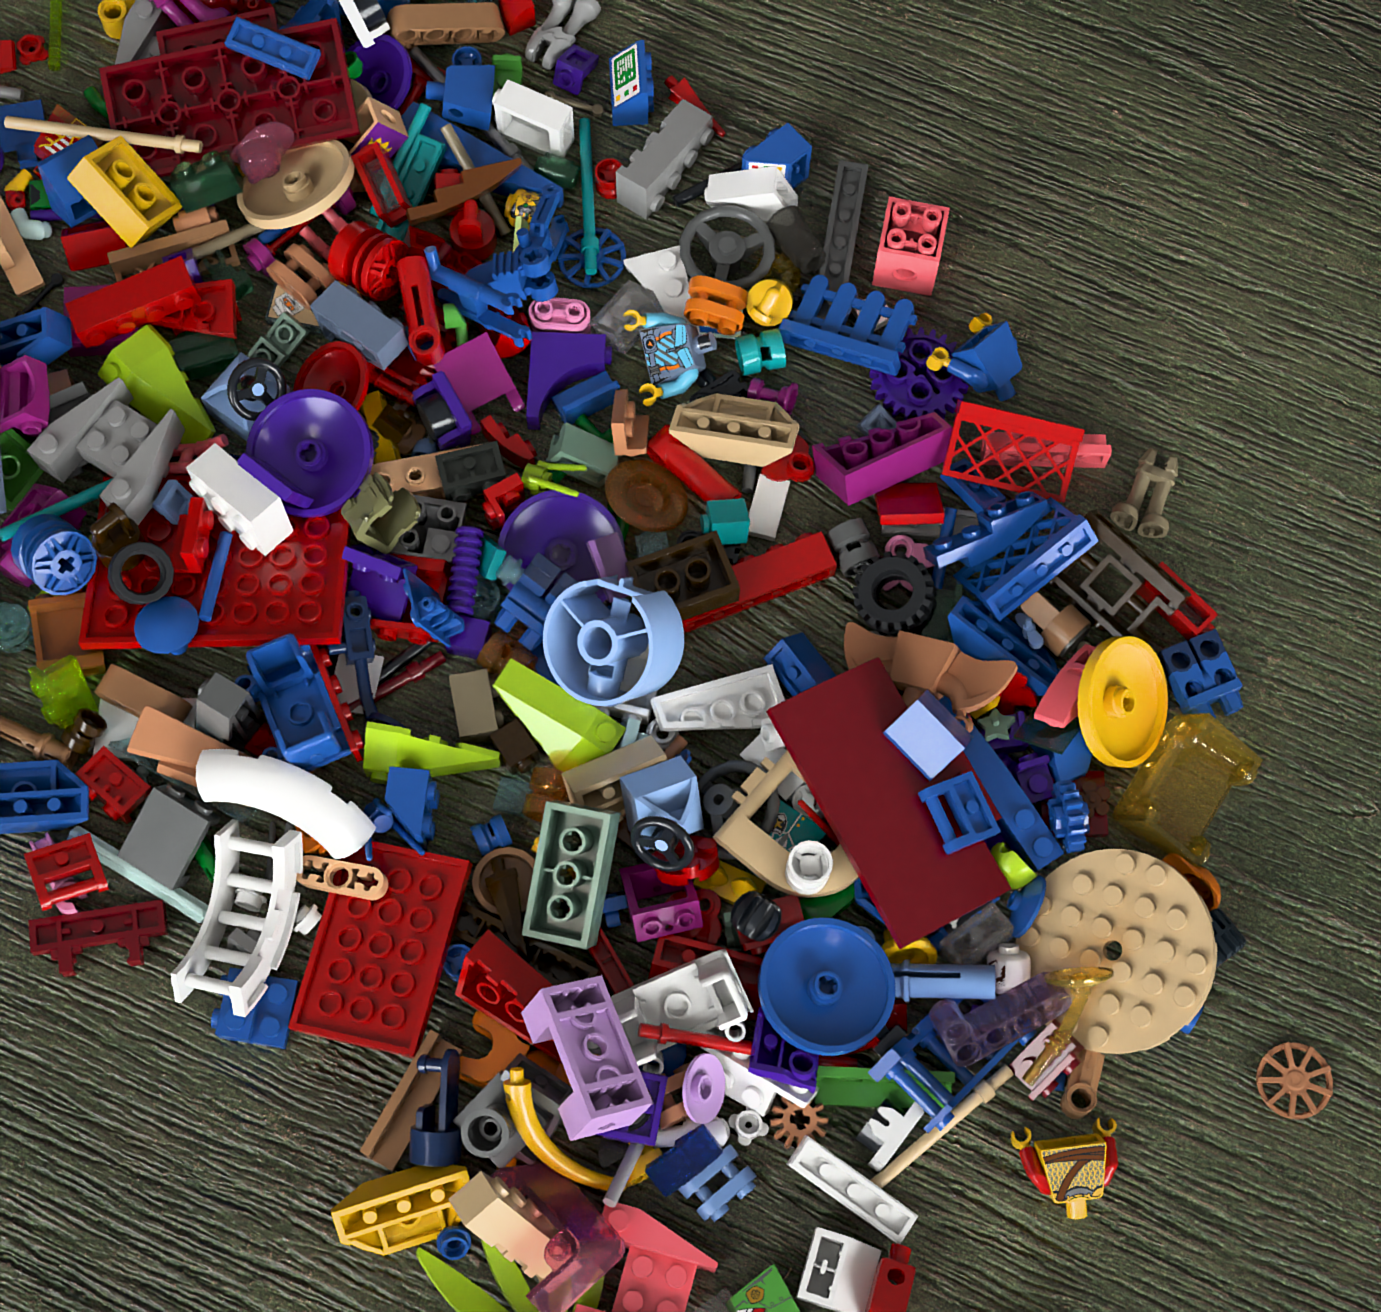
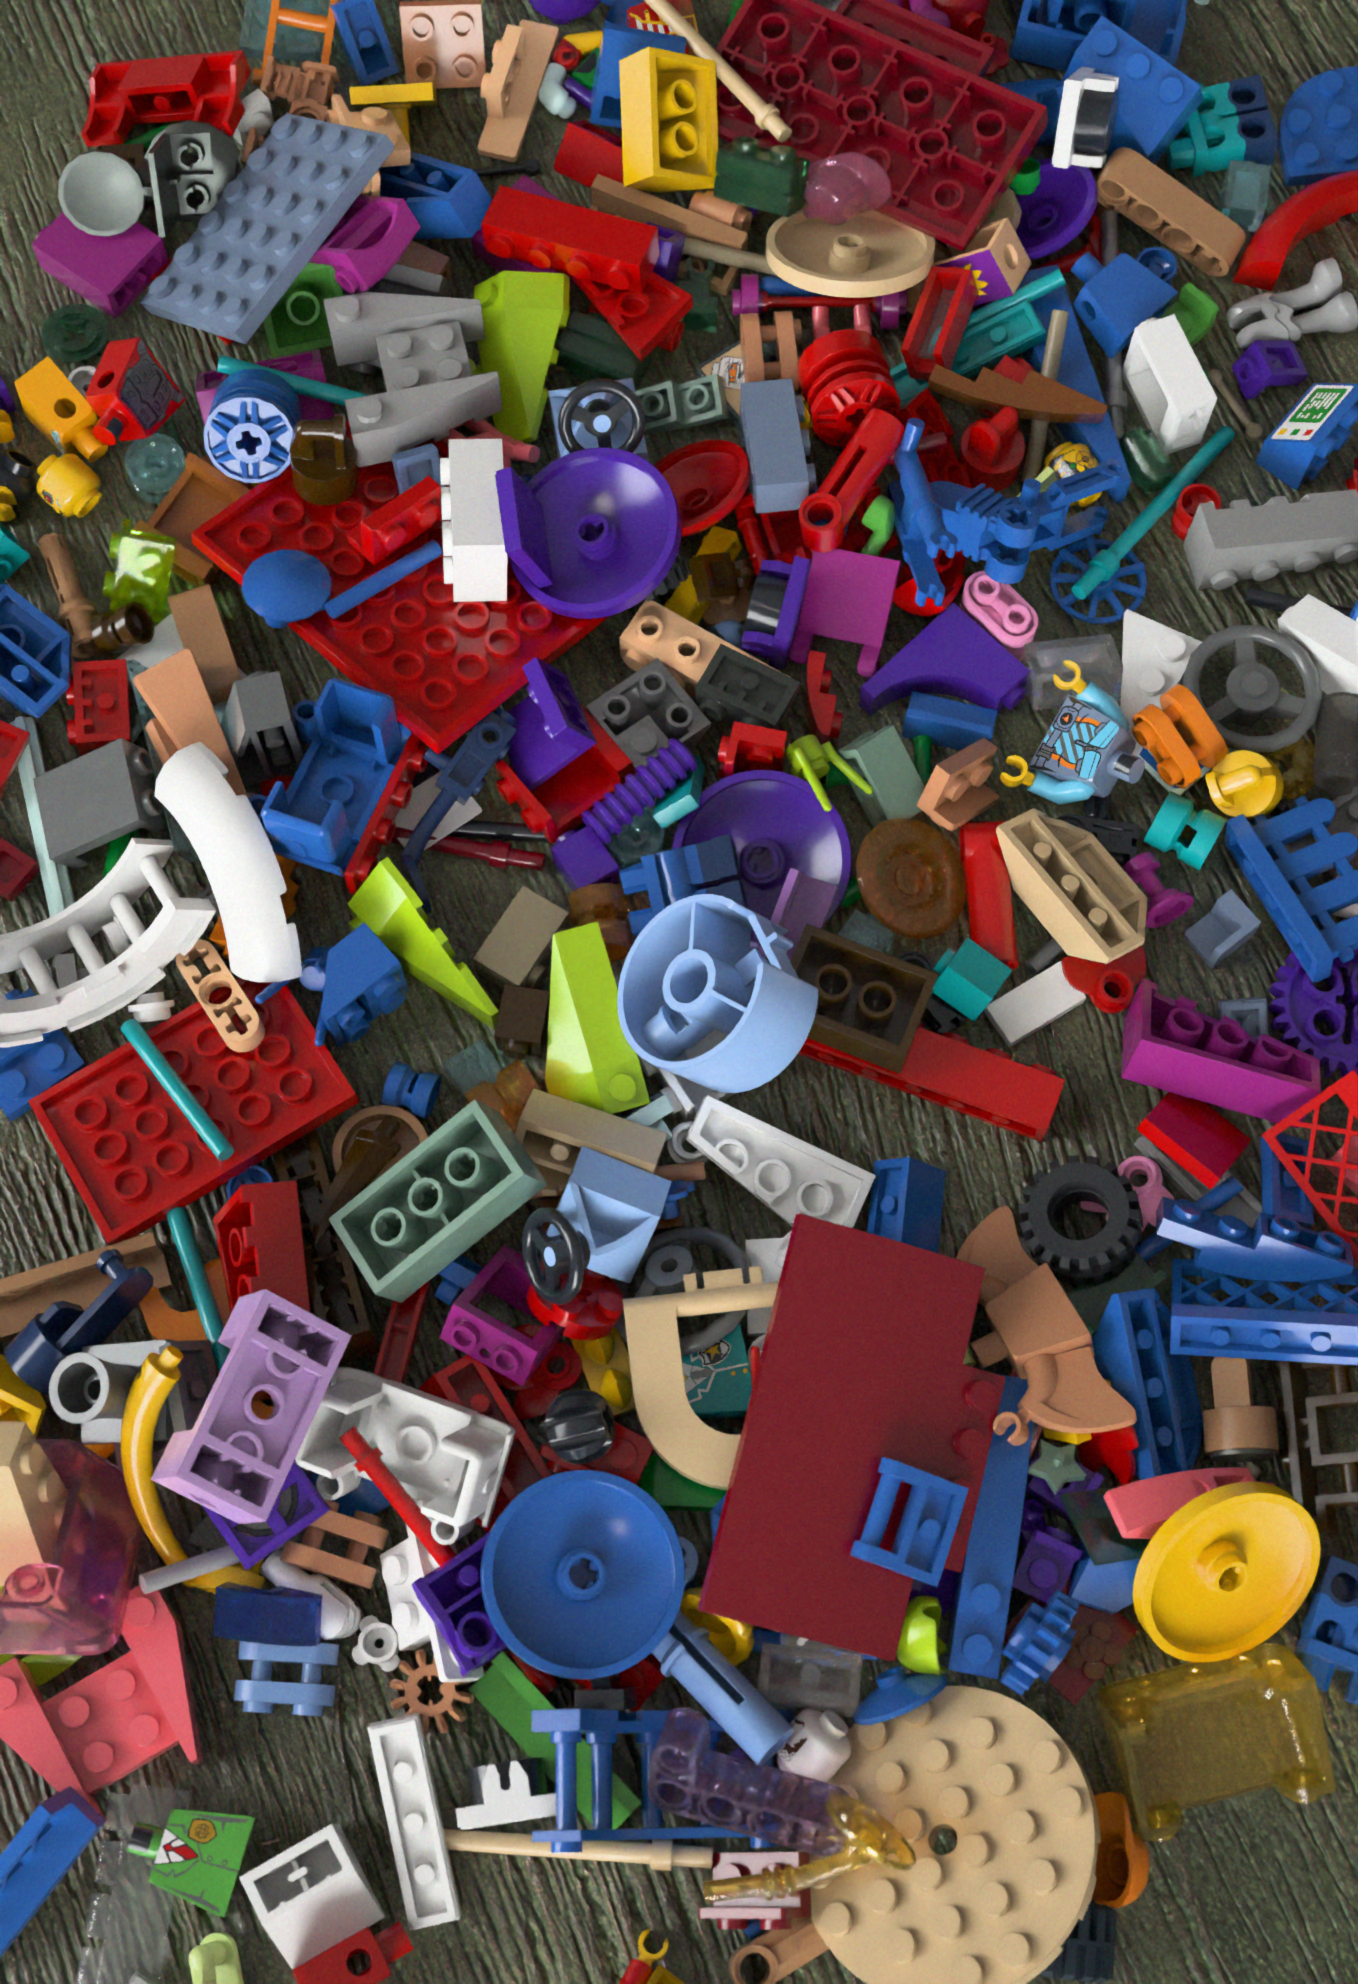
camera: 45 degrees right, 0 degrees up
(151, 550) = (284, 487): black tyre -> none
(272, 48) = (951, 89): blue tile -> none
(368, 945) = (177, 1090): none -> teal bar
(396, 513) = (603, 635): olive piece -> none
(429, 611) = (560, 796): blue hinge -> none
(490, 1036) = (198, 1283): none -> teal bar
(510, 570) = (683, 829): clear light blue plate -> none
(703, 1088) = (355, 1558): lavender dish -> none
(808, 867) = (682, 1426): white wheel -> none
(824, 387) = (1222, 929): none -> sand blue panel
(852, 545) = (1088, 1124): dark grey wheel -> none
(928, 735) = (958, 1404): slope -> none
(1029, 630) = (1198, 1397): light blue piece -> none

